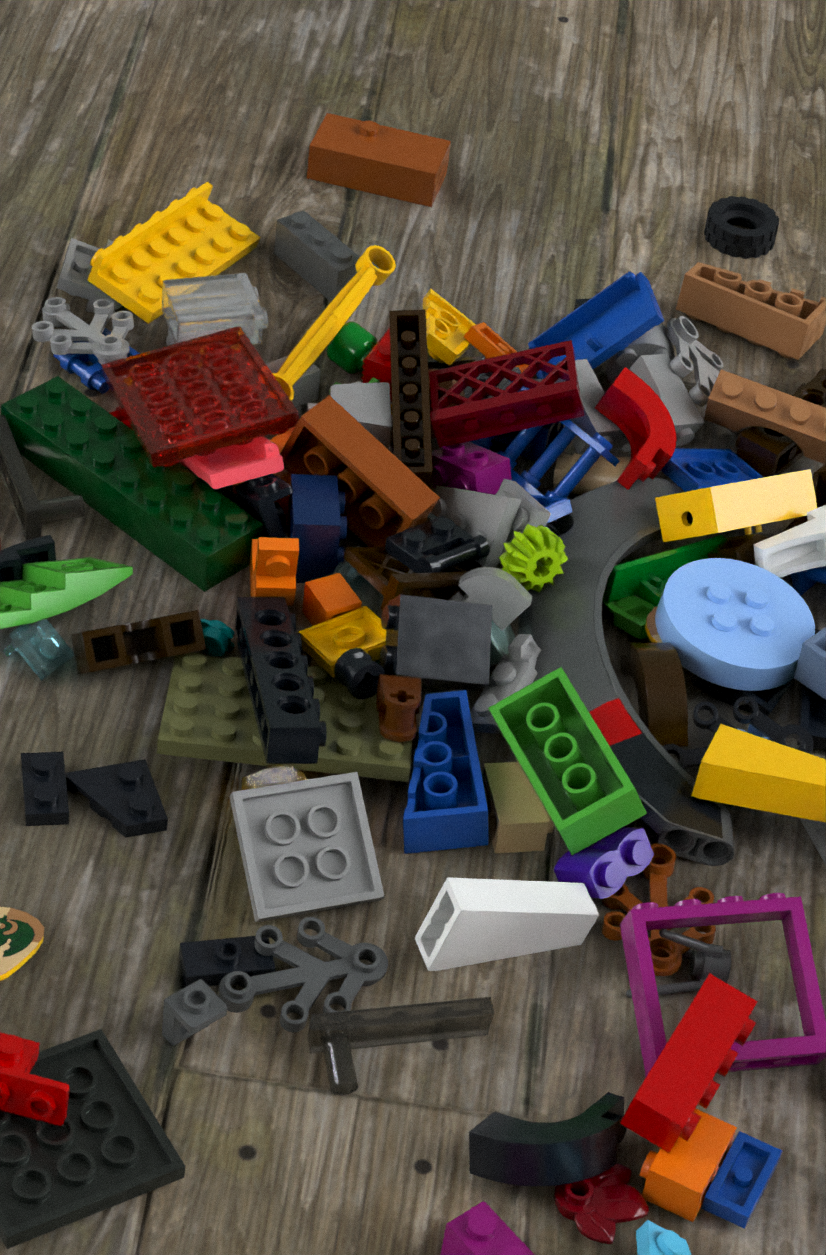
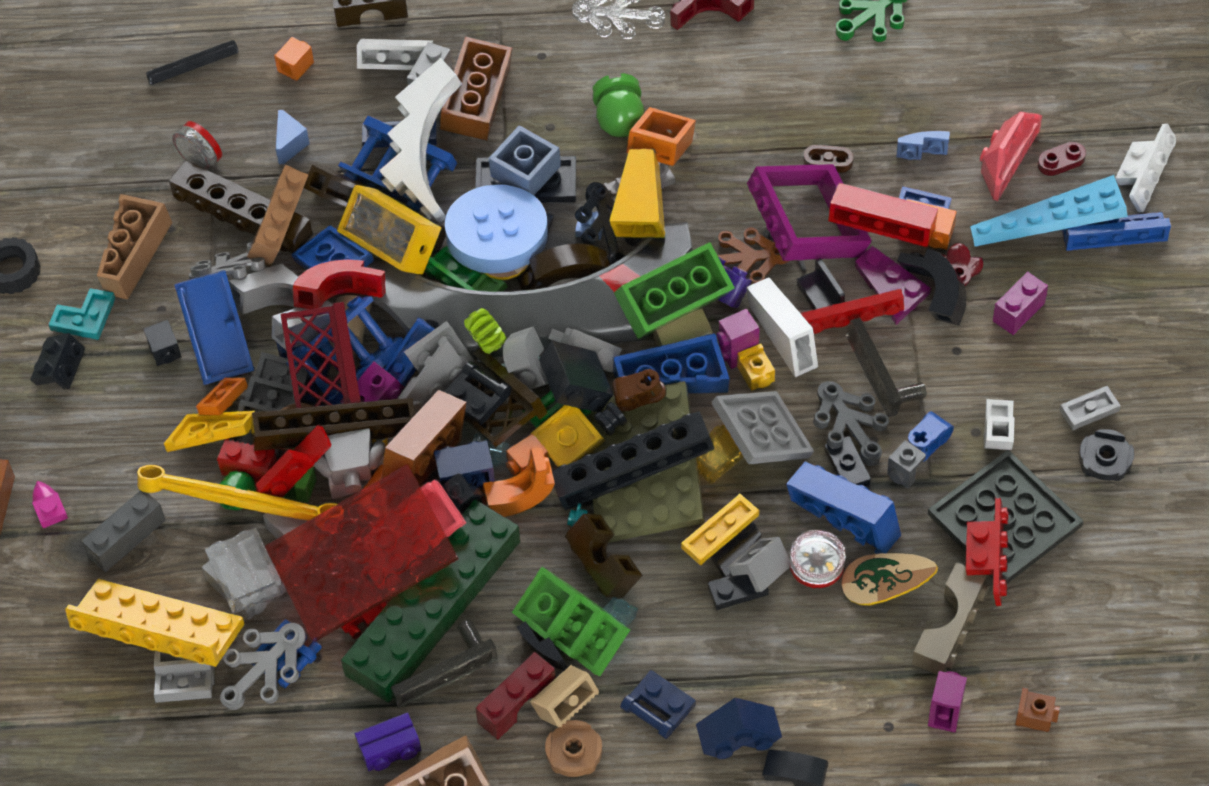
camera: 90 degrees left, 15 degrees up
(54, 873) = (817, 559): none -> clear piece
(67, 807) = (762, 562): none -> light grey panel
(131, 923) = (846, 506): none -> wedge
(136, 762) = (720, 529): none -> yellow plate
(223, 1162) = (999, 425): none -> white brick
(246, 1064) = (930, 433): none -> piece
(343, 360) = (294, 464): none -> red bracket
(376, 220) = (47, 505): none -> dark pink plate
(425, 876) = (755, 367): none -> yellow brick
(482, 843) = (737, 334): none -> magenta brick
(514, 1024) = (864, 308): none -> red plate
(570, 1090) = (886, 275): none -> magenta wing
(572, 998) = (820, 287): none -> black panel
(585, 248) = (58, 361): none -> black bracket
(652, 262) = (86, 321): none -> teal plate

